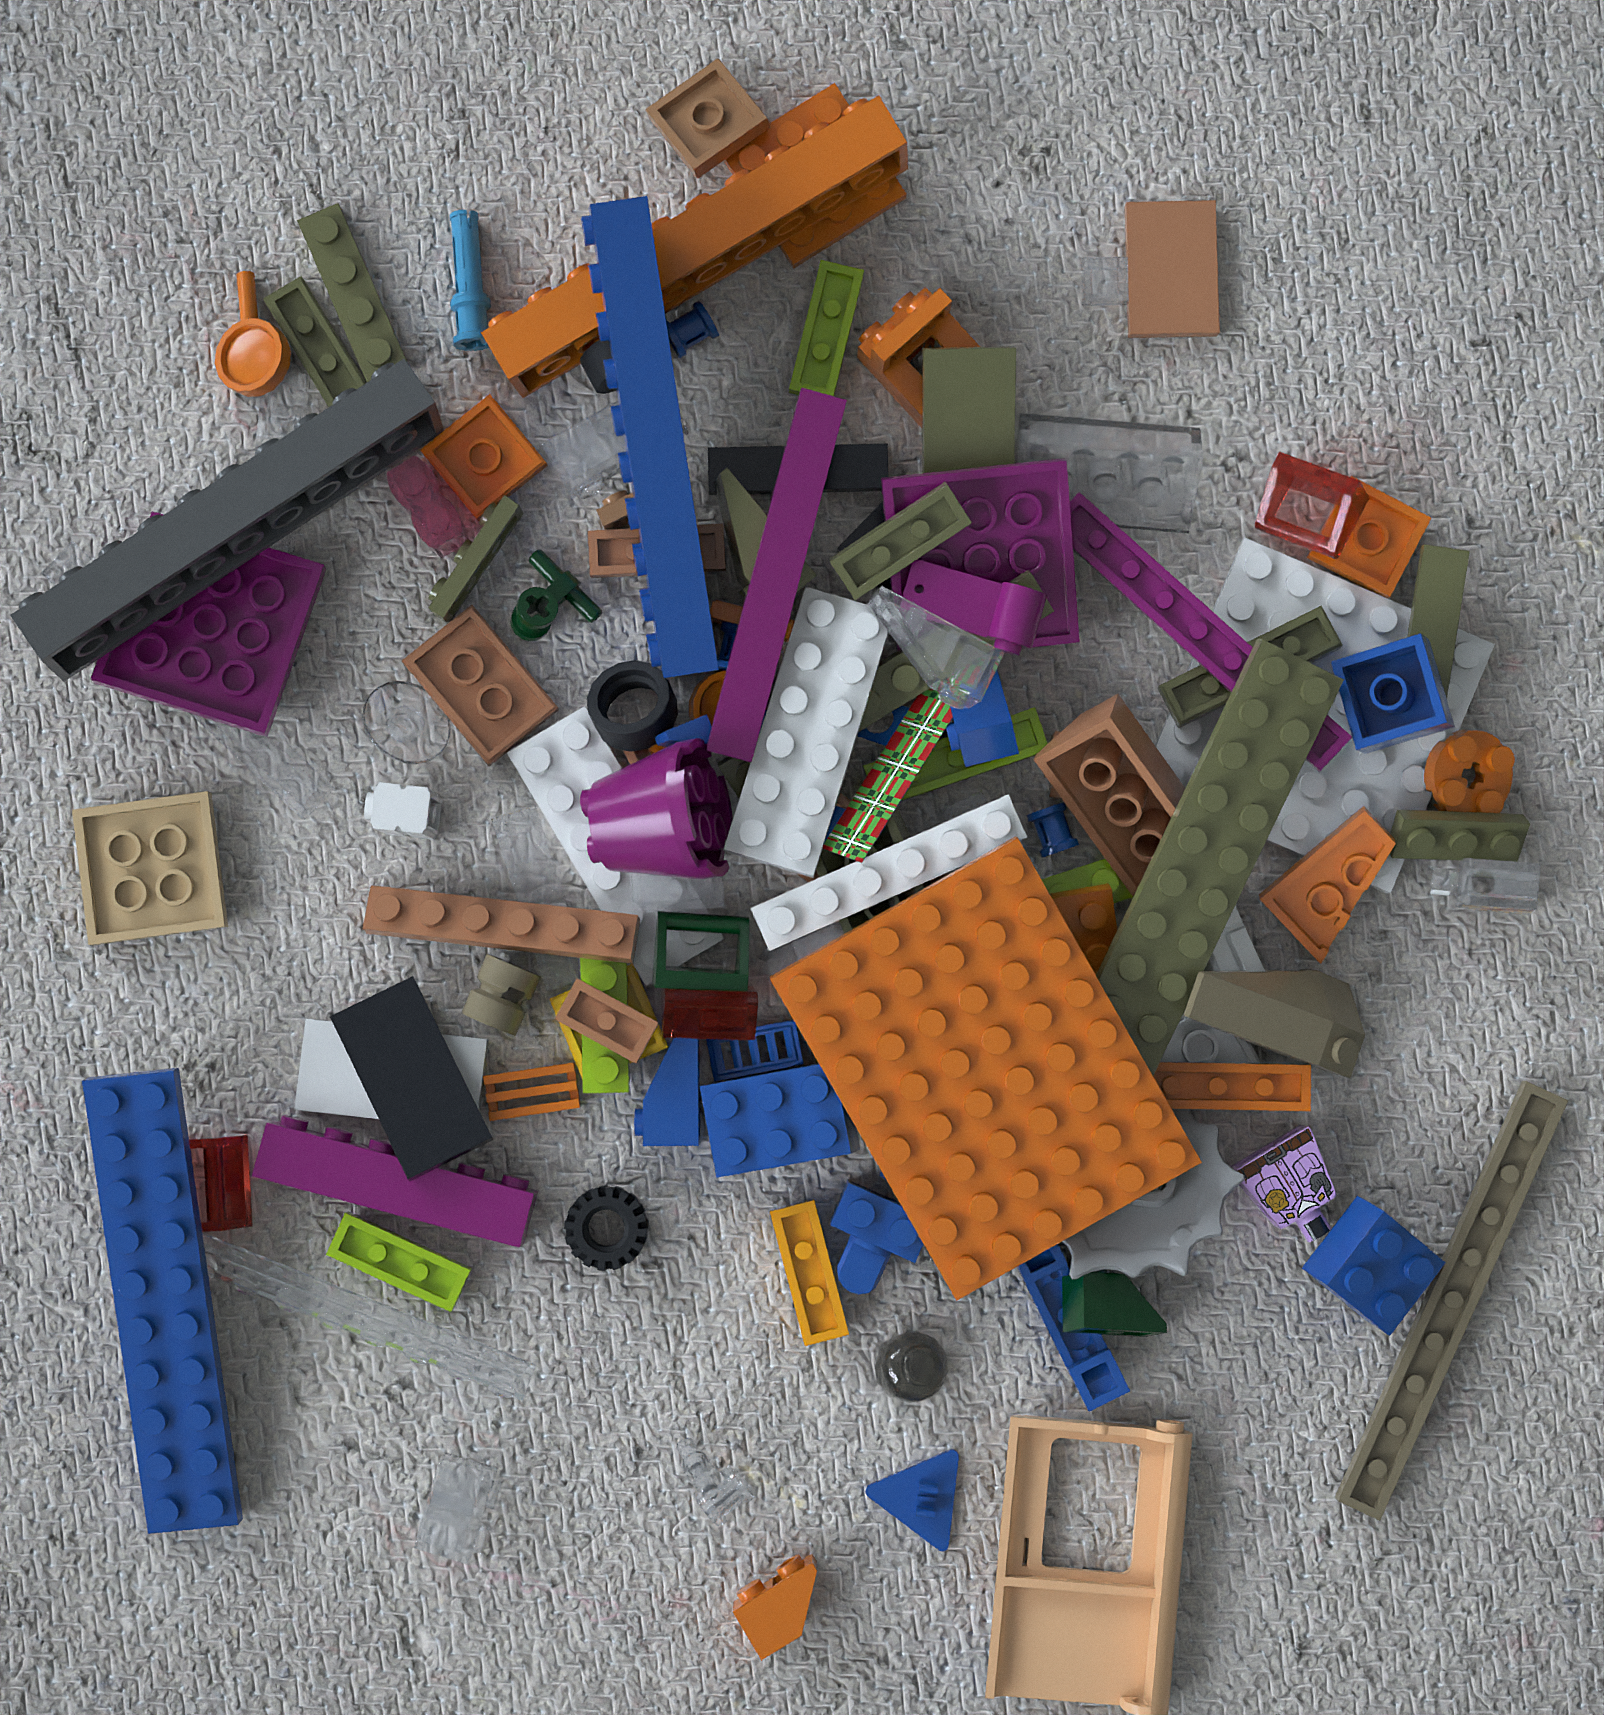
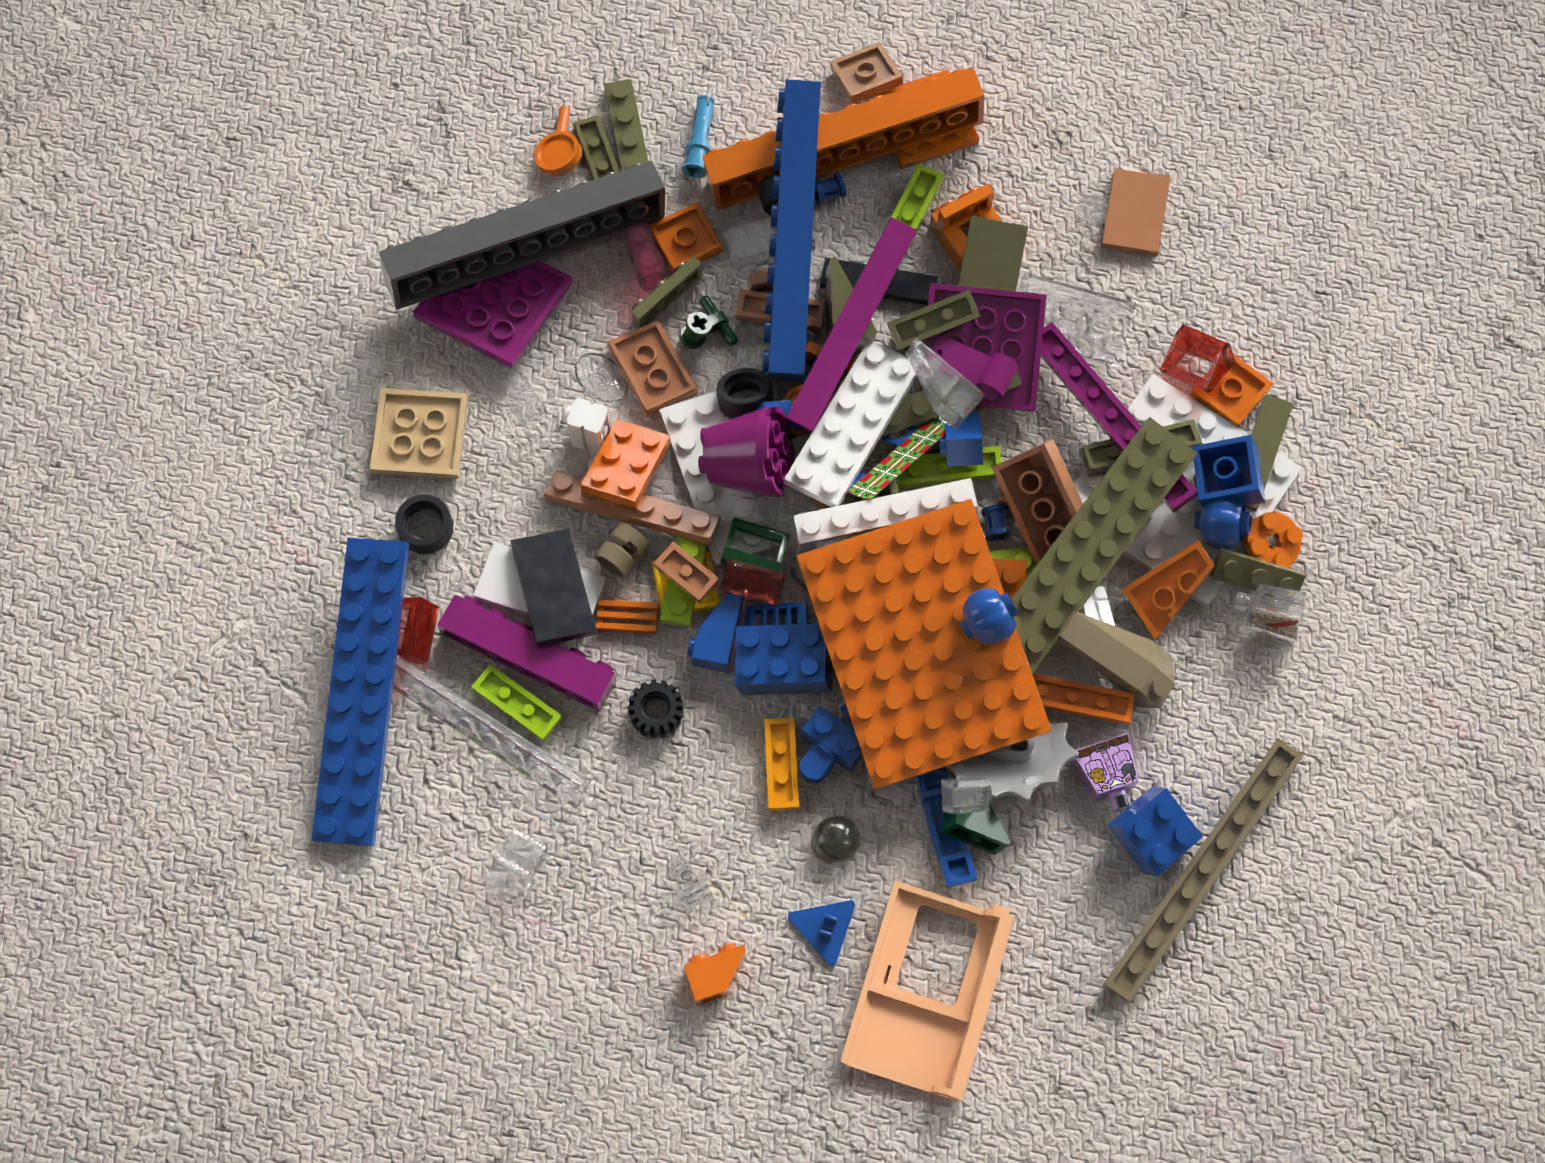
camera: 15 degrees right, 15 degrees down
(158, 1007) = (415, 504): none -> black tyre
(476, 858) = (625, 463): none -> plate
(1081, 1023) = (989, 616): none -> blue plant
(1094, 1290) = (965, 795): none -> clear brick
(1396, 770) = (1223, 523): none -> blue plant

